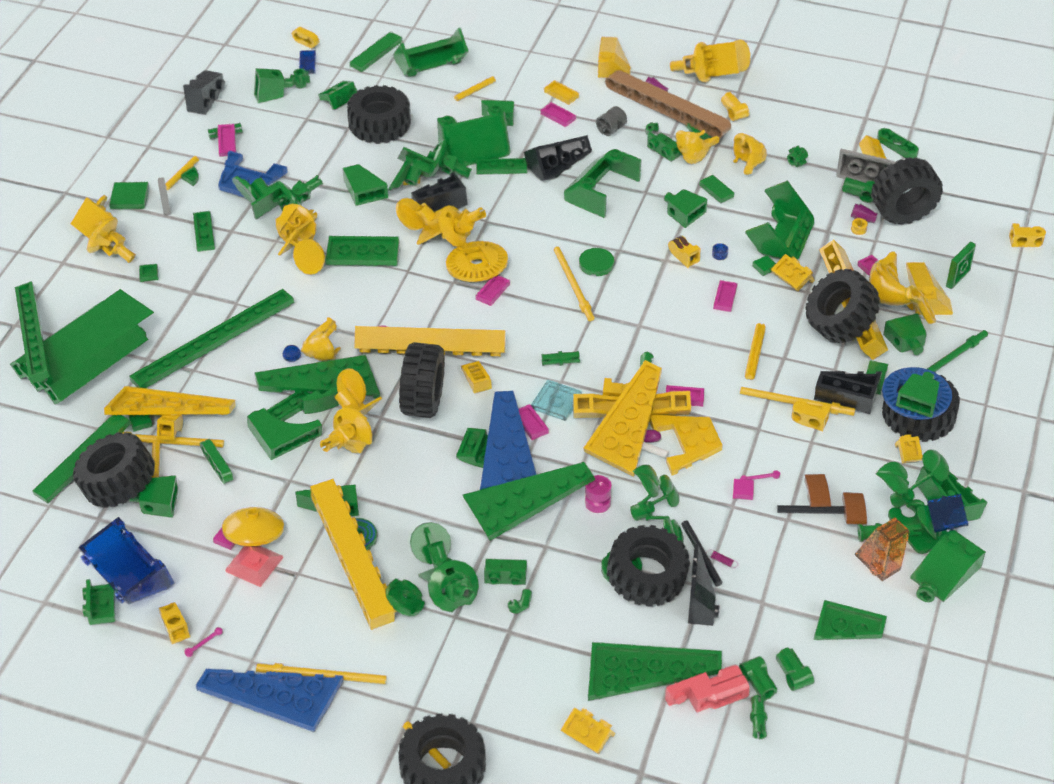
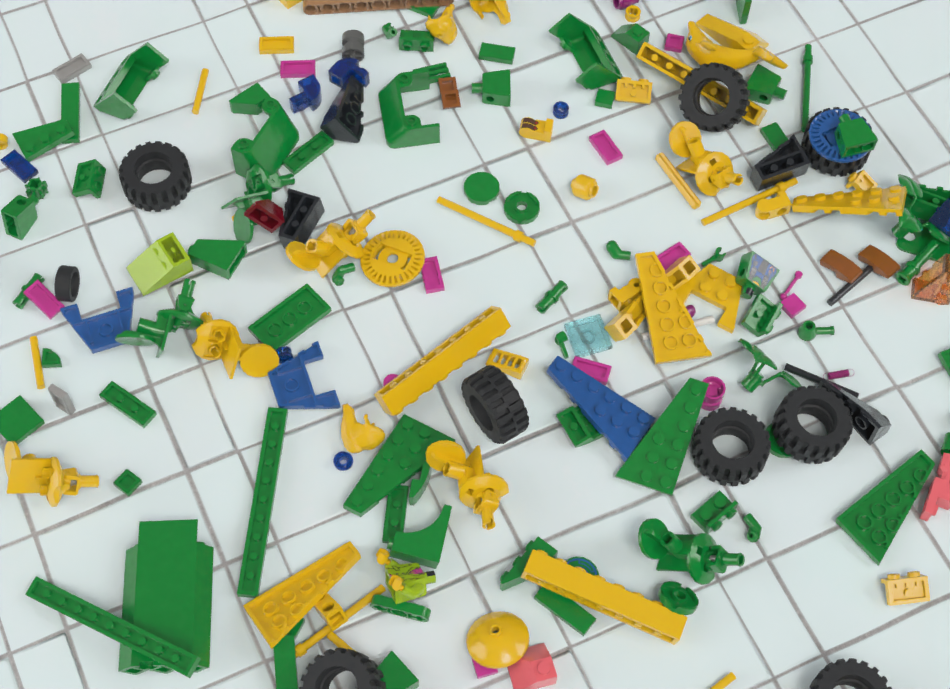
camera: 45 degrees left, 15 degrees up
(235, 441) = (404, 580): none -> lime torso
(242, 131) = (67, 283): none -> black tyre
(316, 288) = (293, 385): none -> blue wing
(322, 549) = (566, 610): none -> green tile
(323, 162) = (160, 264): none -> lime slope
(332, 267) = (284, 354): none -> clear blue bush
(339, 54) = (42, 138): none -> green wing
(409, 28) = (72, 68): none -> light grey tile
(415, 172) = (266, 214): none -> dark red slope
(430, 246) = (338, 275): none -> green arm
(532, 387) = (560, 338): none -> green hand
(543, 133) = (309, 95): none -> clear blue brick
(567, 555) = (737, 424): none -> black tyre
(591, 129) = (343, 68): none -> clear blue brick
(615, 299) = (521, 216): none -> green tile
(648, 191) = (449, 92): none -> dark orange slope
(653, 173) = (435, 70): none -> green tile
(672, 306) = (584, 187): none -> yellow head
(706, 475) = (761, 315): none -> green bracket
(724, 419) = (716, 257): none -> green hand
(732, 445) = (755, 274): none -> torso
(734, 514) = (809, 334): none -> green bar
(786, 322) = (711, 169): none -> yellow piece
(839, 234) = (631, 36): none -> green slope
(876, 446) = (855, 202): none -> yellow wing

